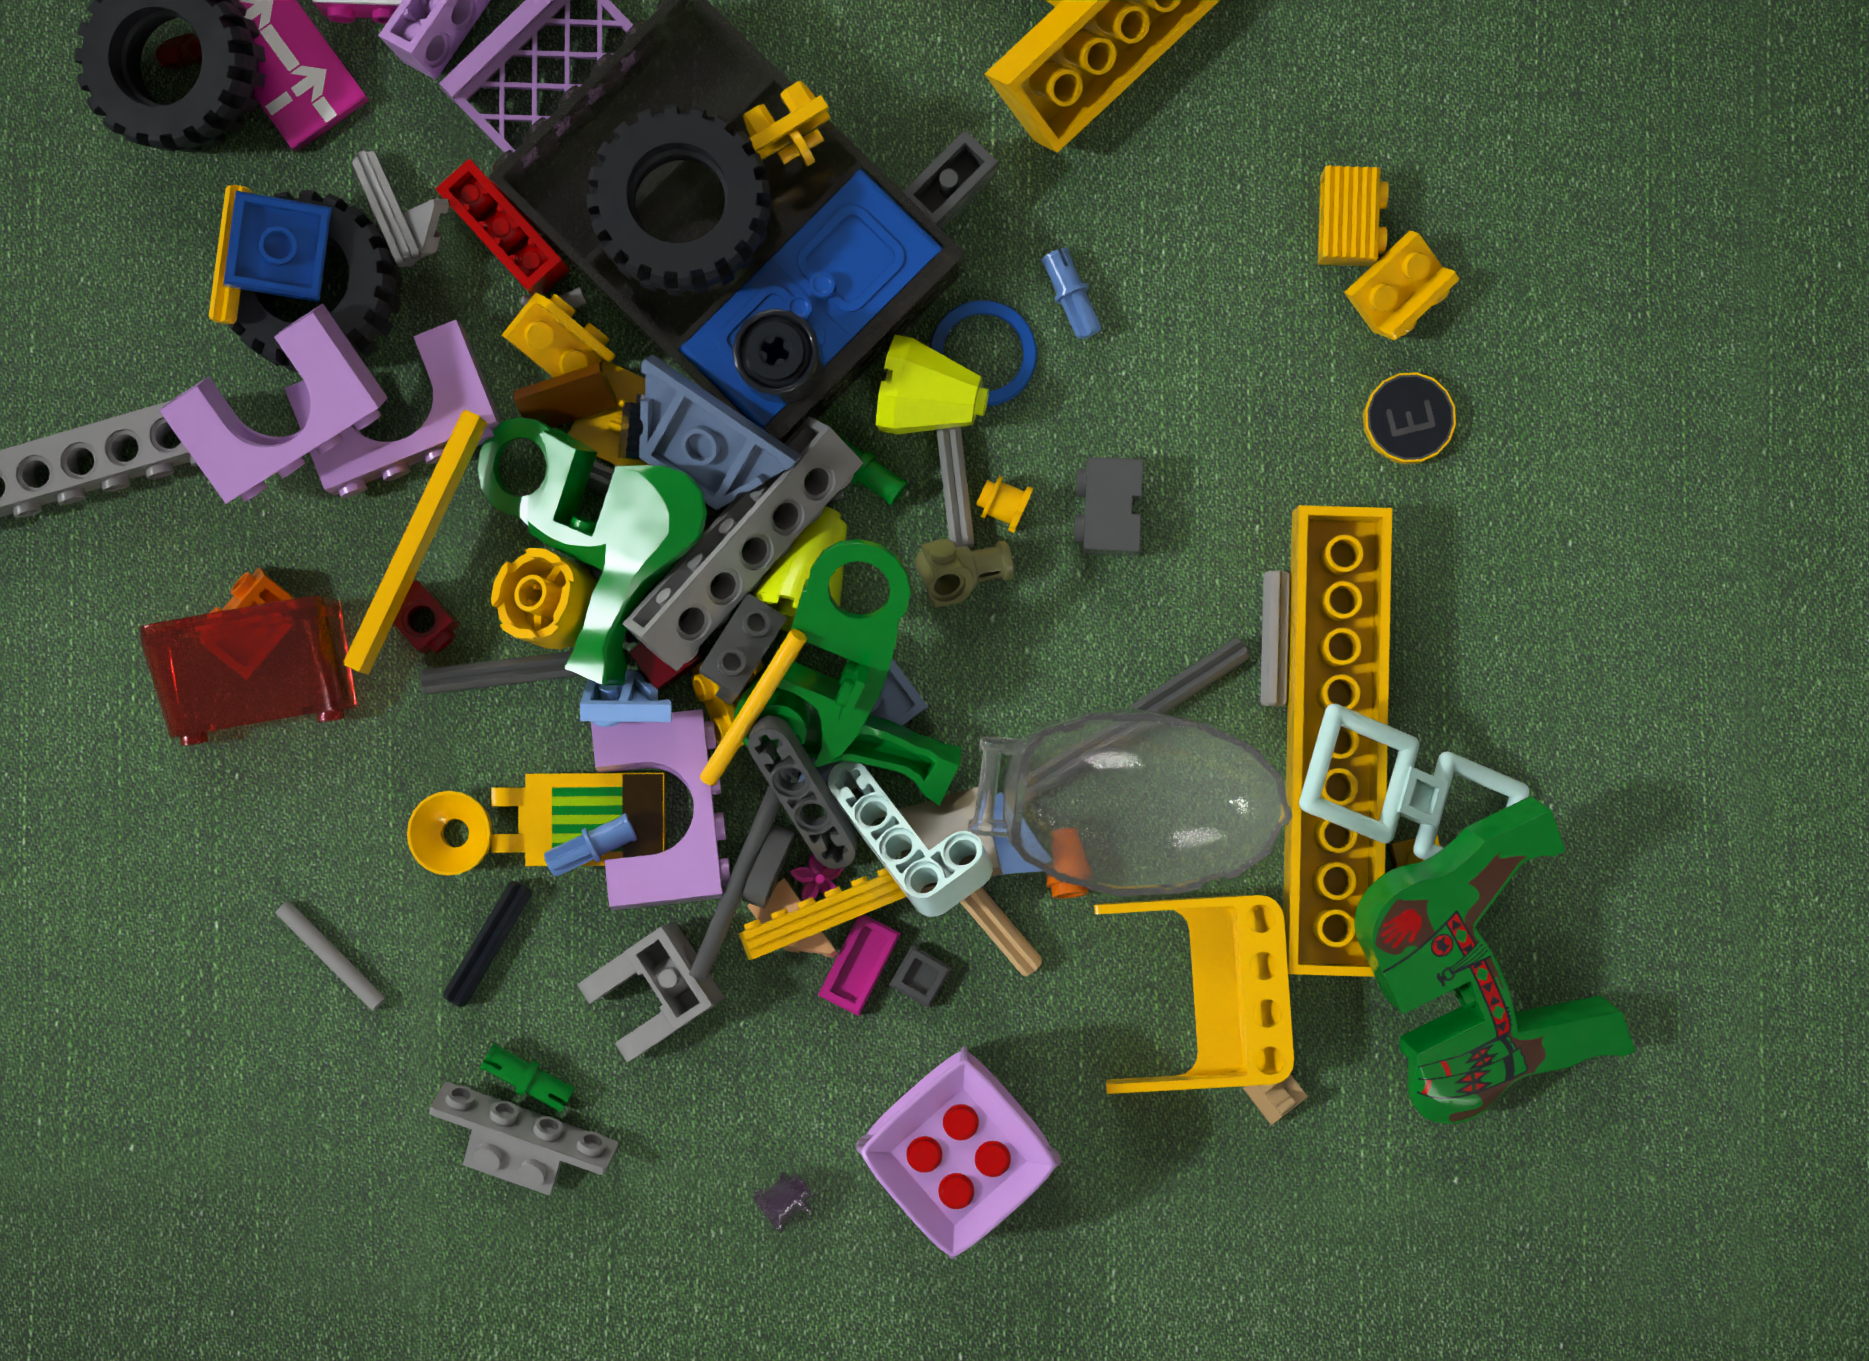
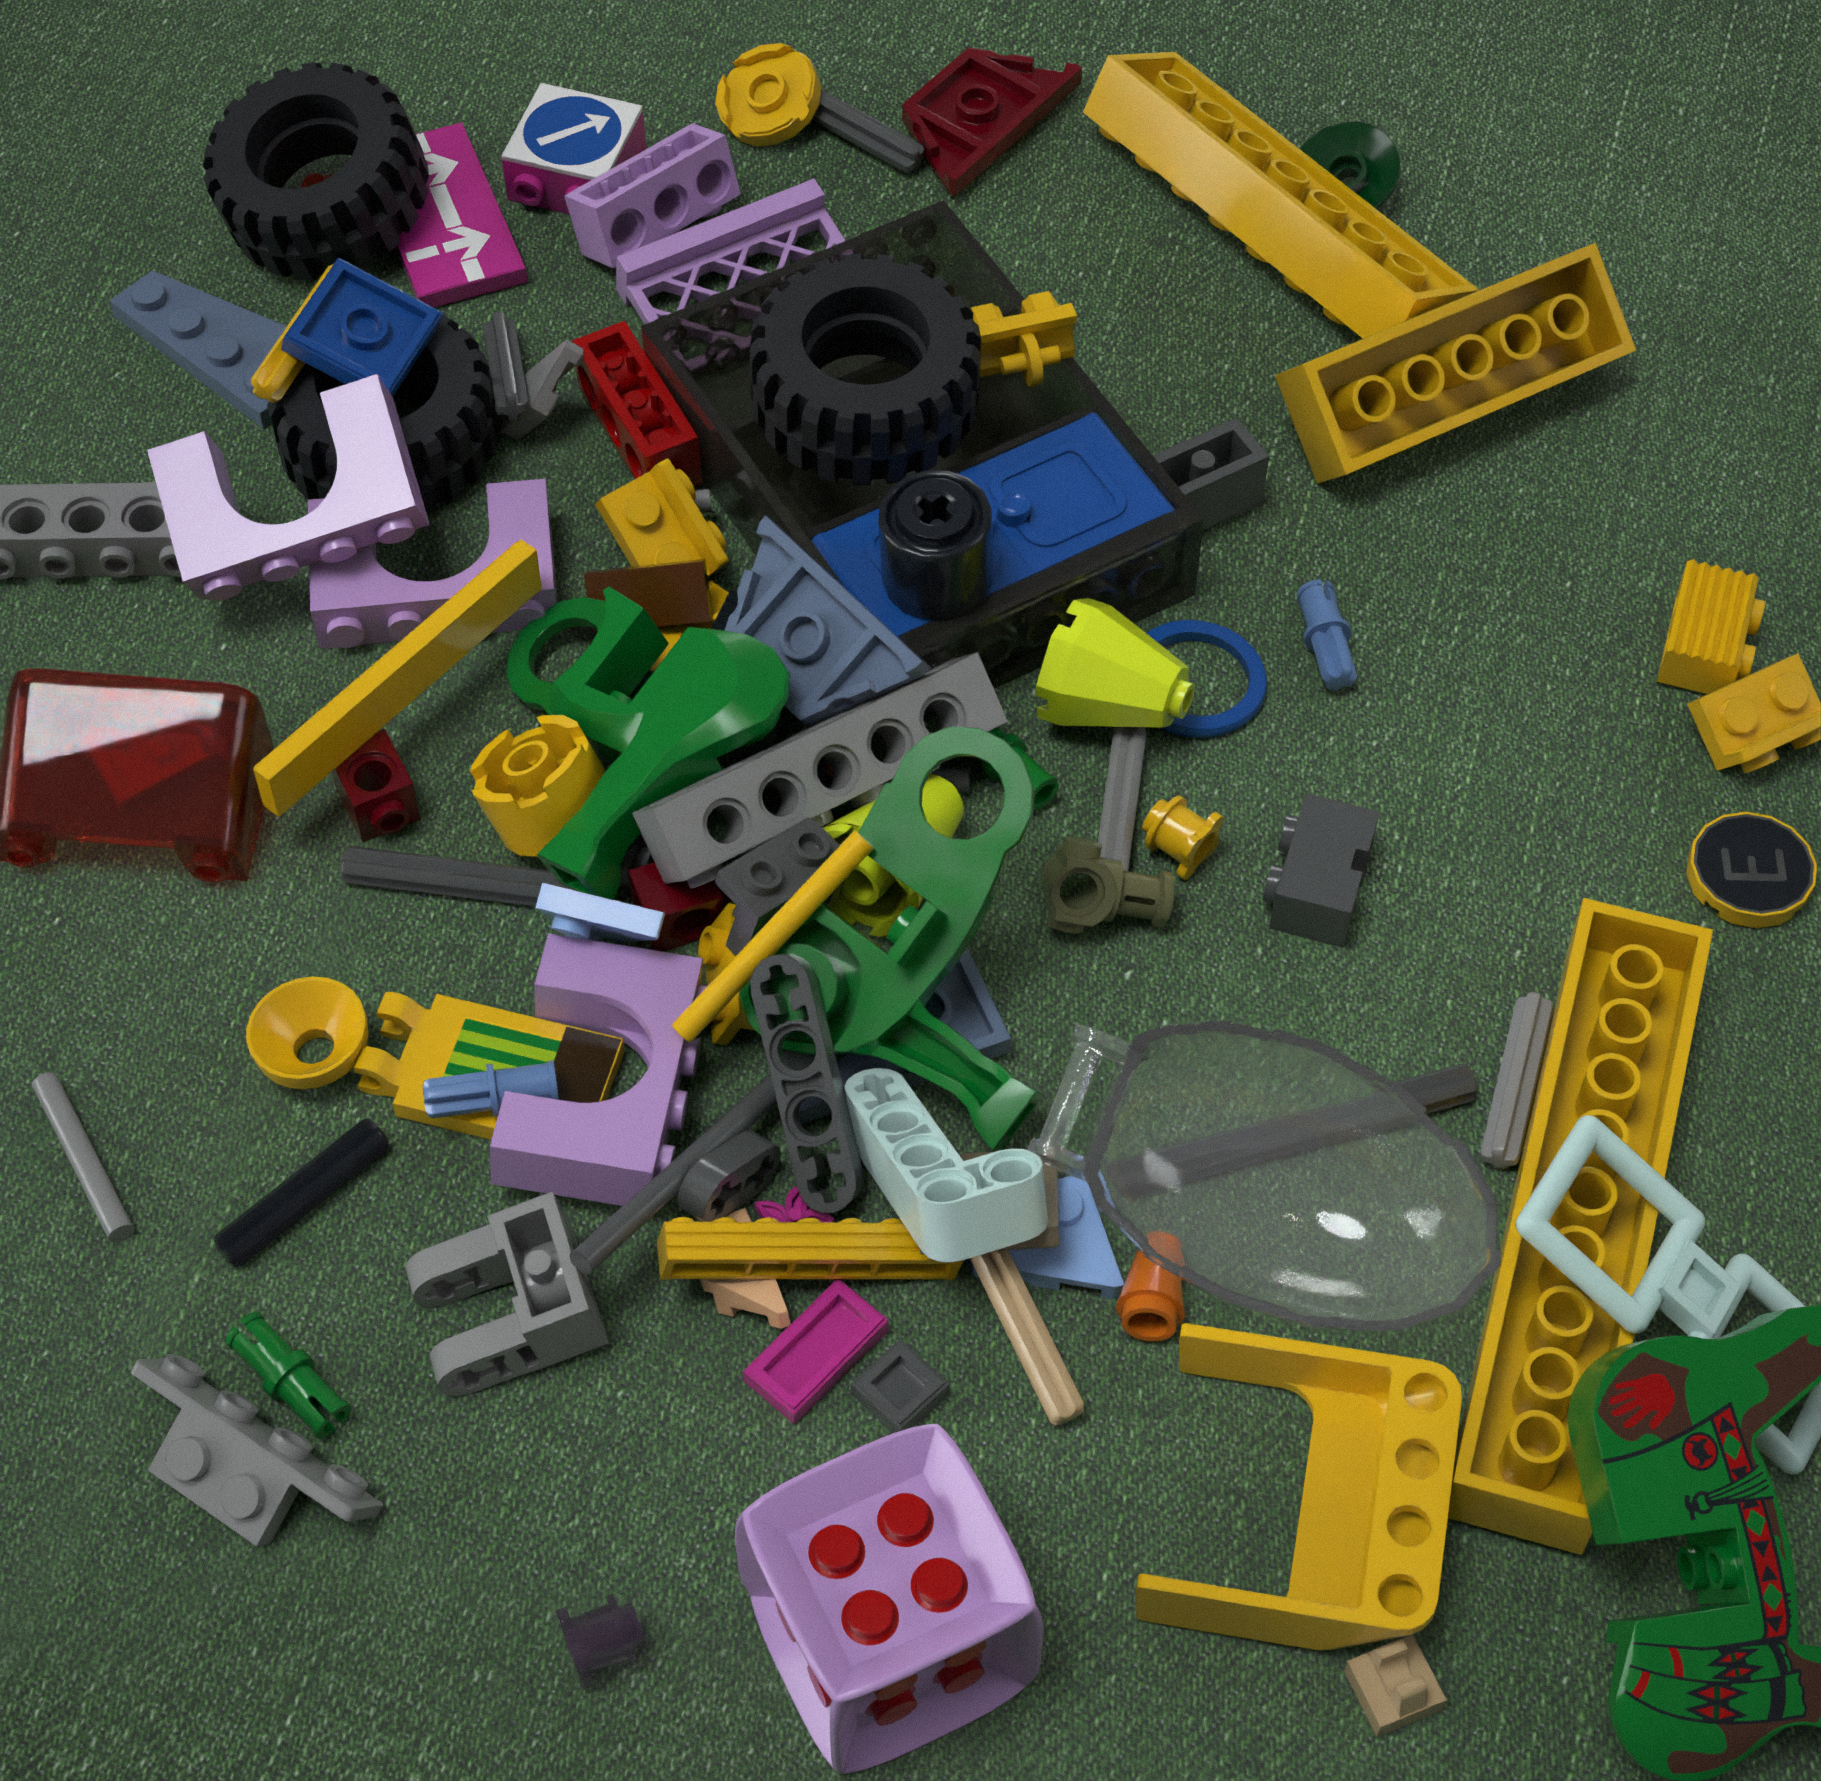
camera: 10 degrees right, 30 degrees down
(150, 230) = (203, 336): none -> sand blue wing

